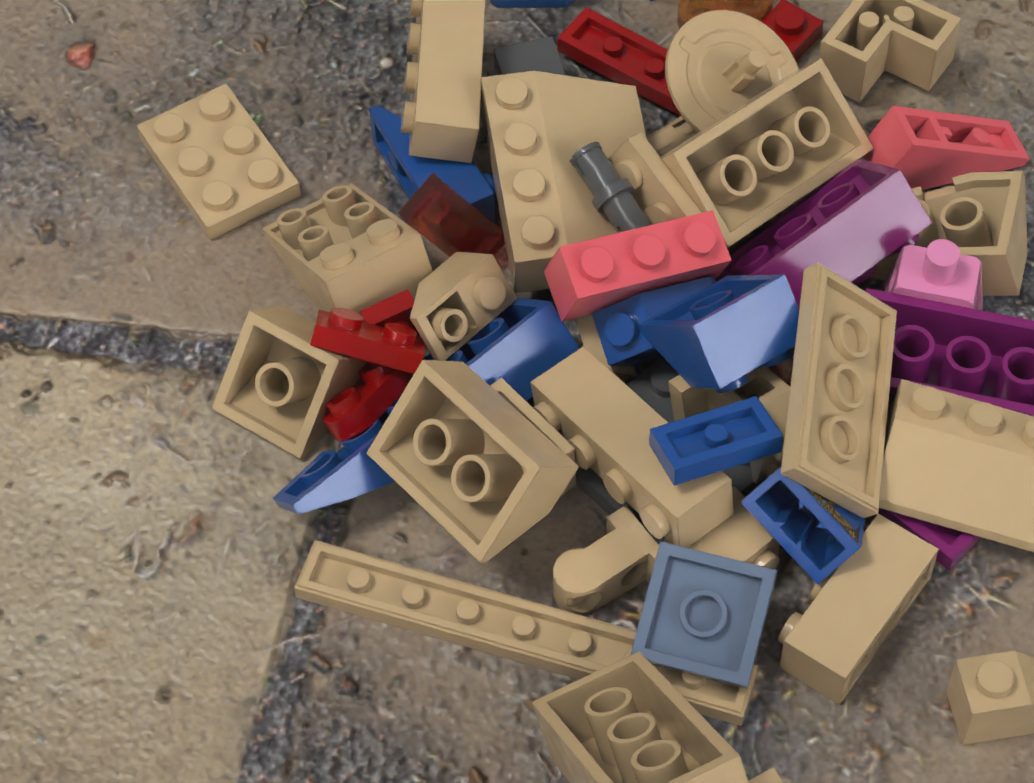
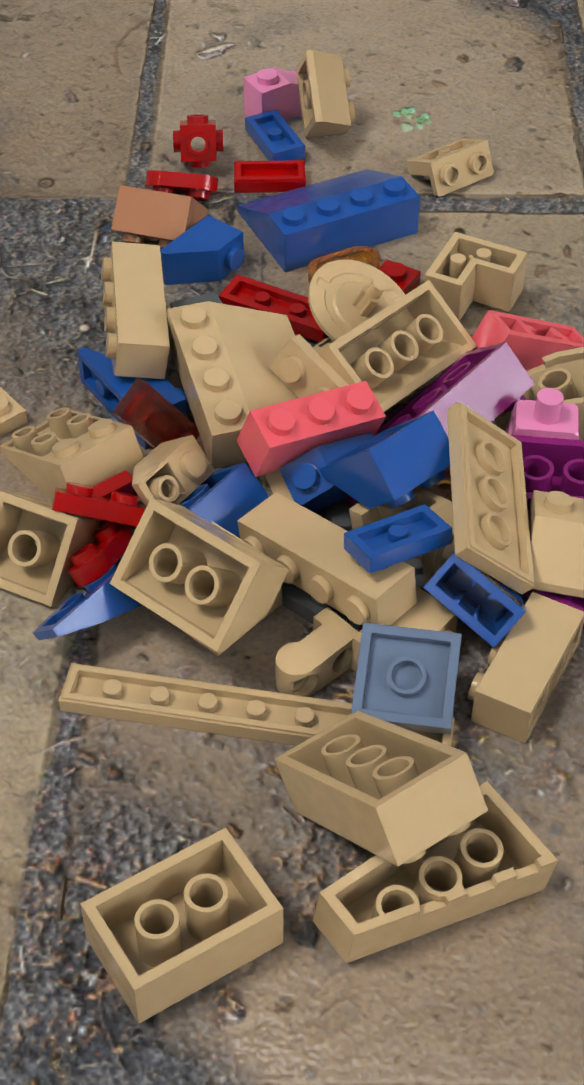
camera: 10 degrees left, 10 degrees down
(610, 192) = (281, 381): dark grey pin -> none

